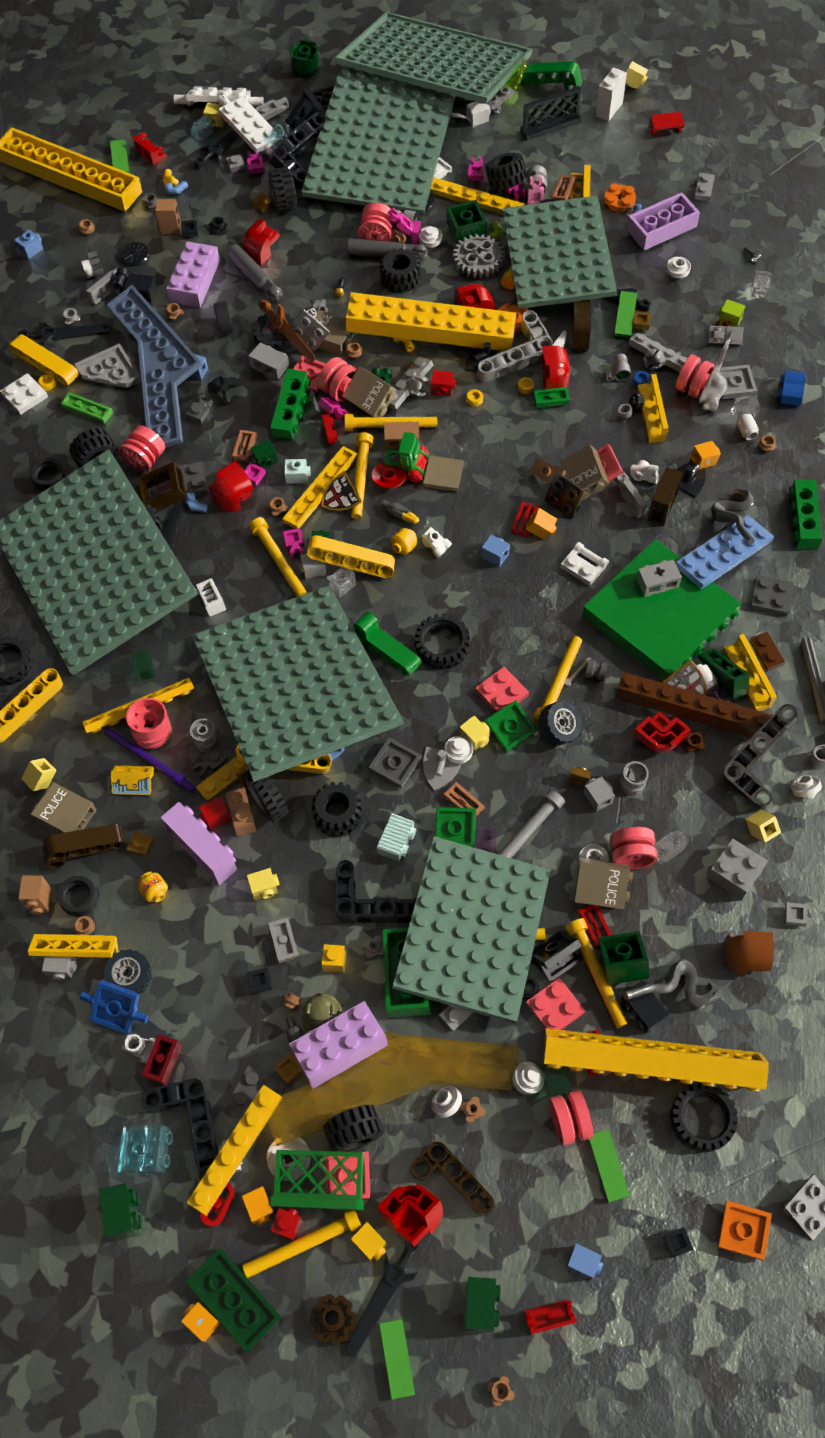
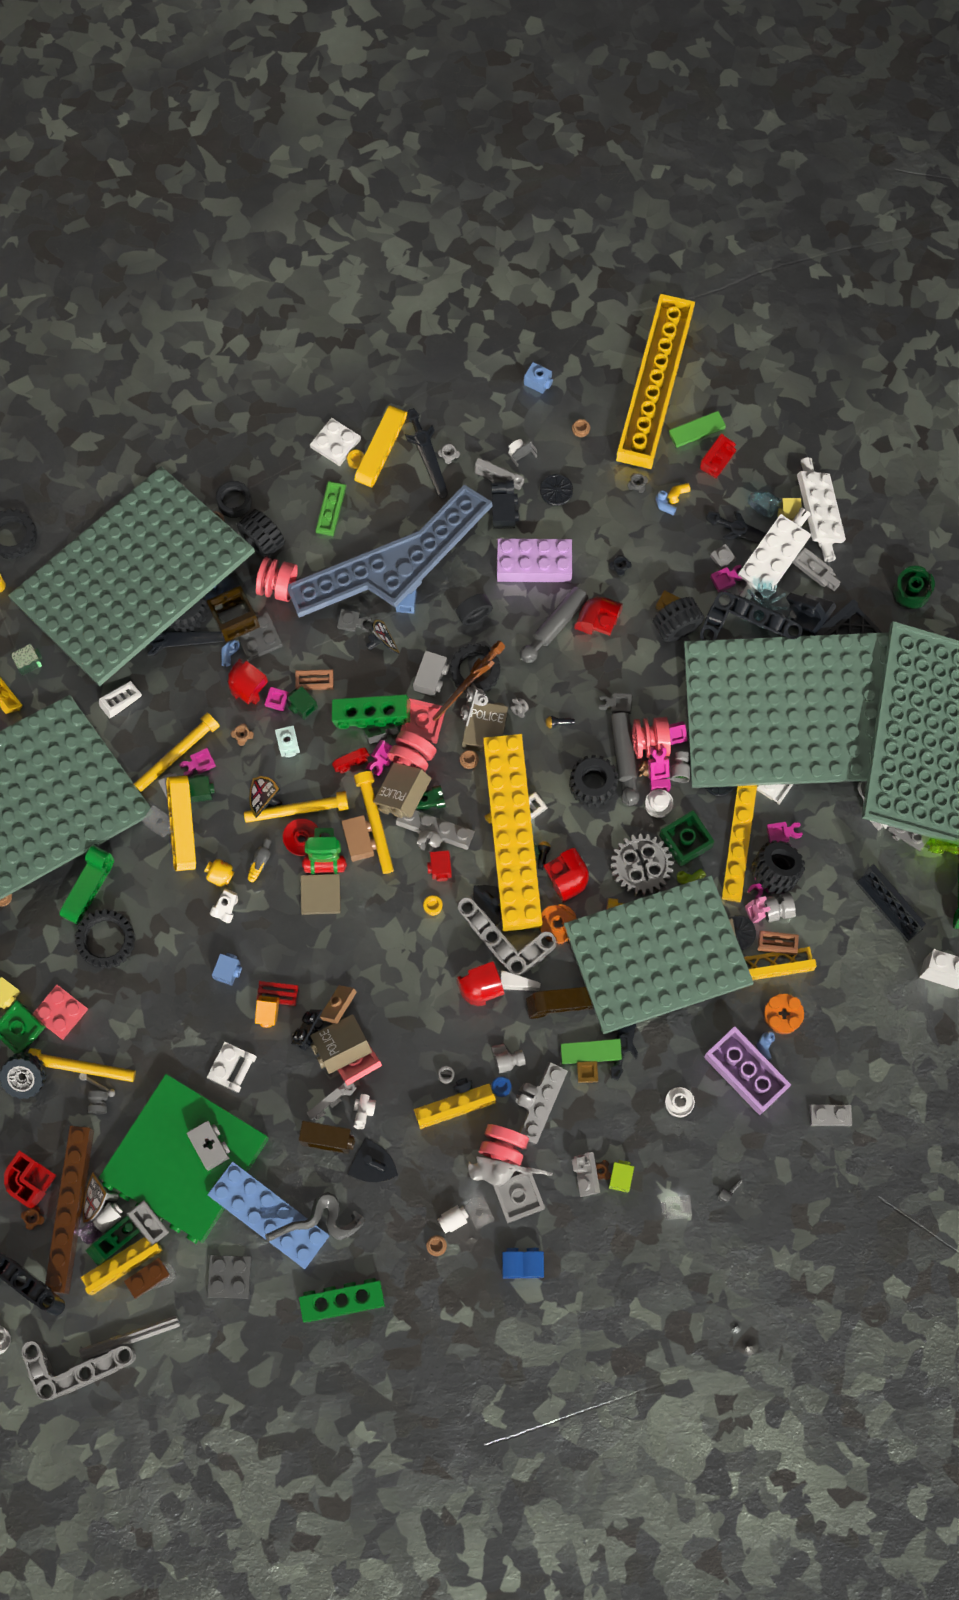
camera: 75 degrees right, 10 degrees up
(110, 368) = (386, 514): light grey plate -> none
(167, 216) = (606, 508): medium nougat brick -> none
(173, 311) = (480, 550): medium nougat plate -> none
(189, 228) = (604, 536): black plate -> none
(313, 495) = (280, 773): yellow plate -> none
(337, 245) = (619, 703): none -> dark grey plate
(525, 385) = (463, 958): yellow tile -> none
(551, 397) = (448, 989): green plate -> none
(666, 121) = (924, 1050): red hinge -> none
(705, 454) = (401, 1176): light orange brick -> none
(718, 642) = (147, 1223): none -> light grey slope

